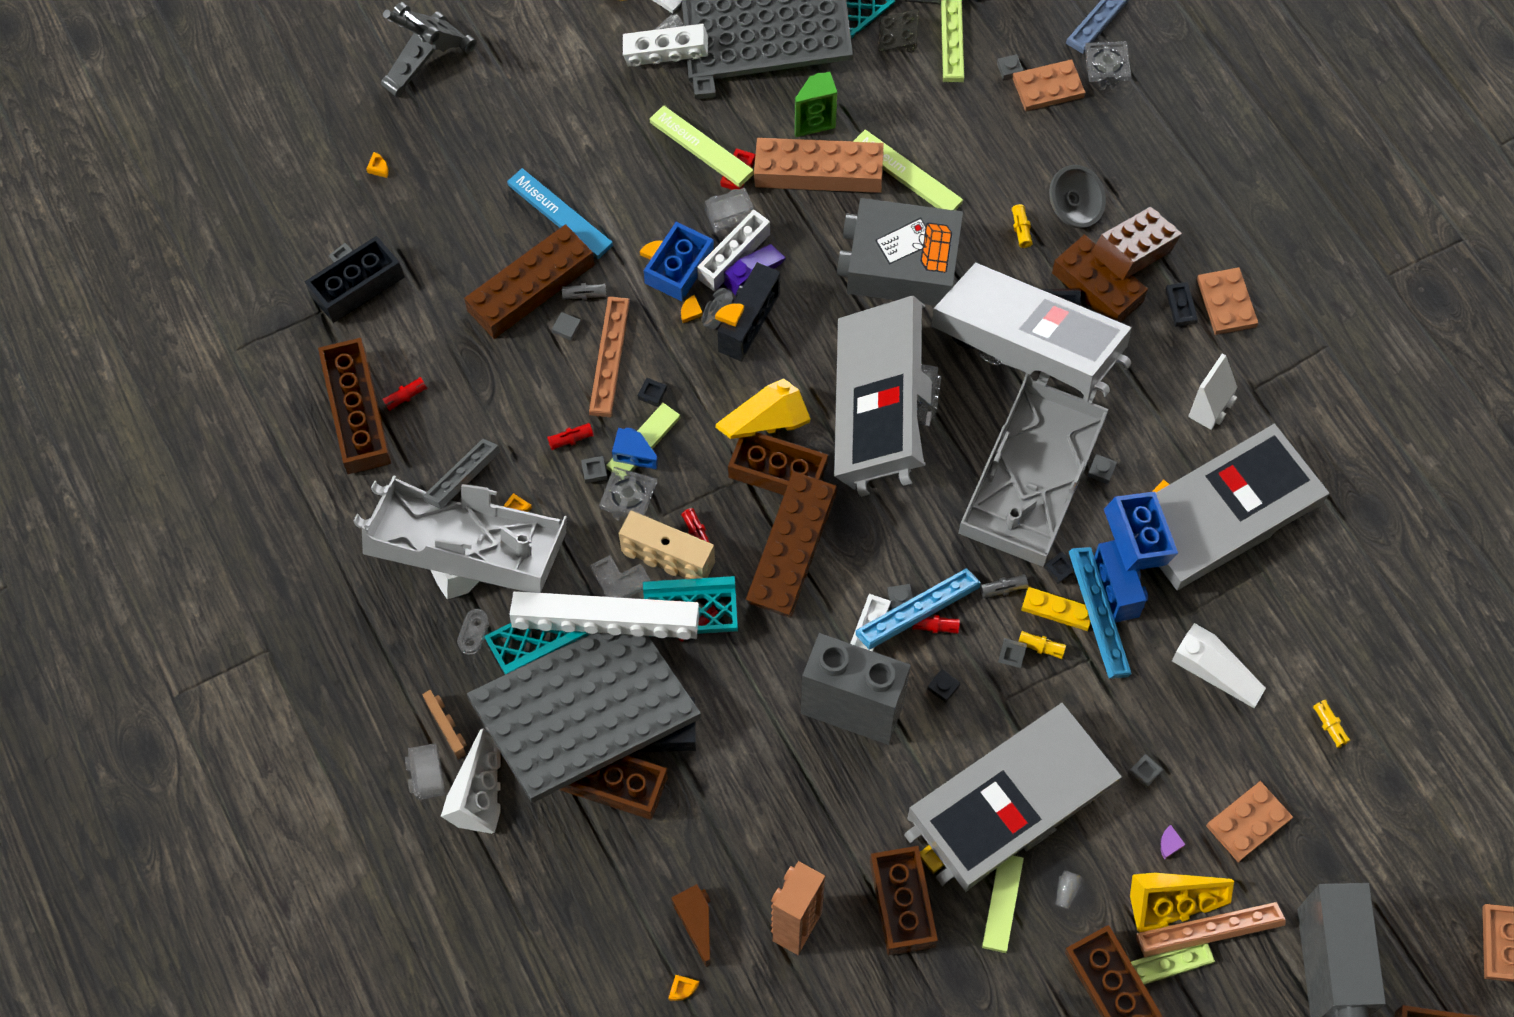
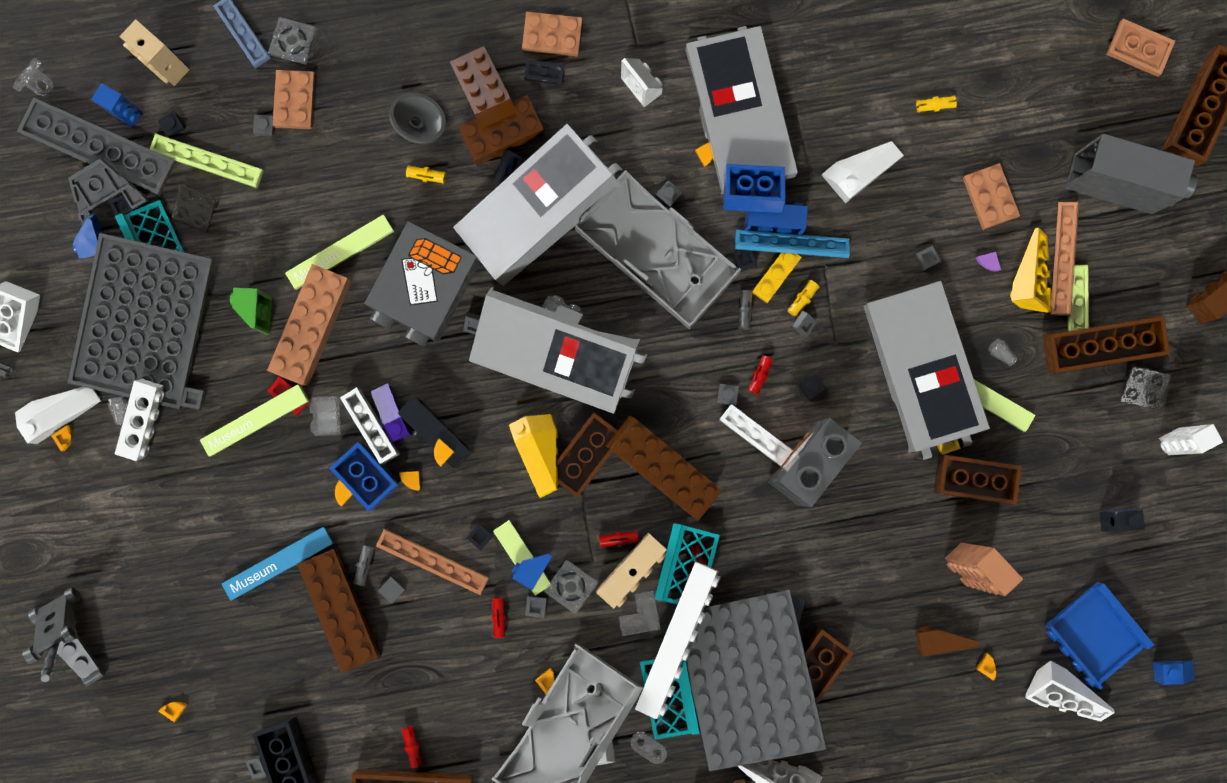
camera: 75 degrees left, 20 degrees up
(461, 473) = (506, 719): dark grey plate -> none
(722, 298) = (422, 458): dark grey tile -> none
(917, 609) = (746, 385): dark azure tile -> none

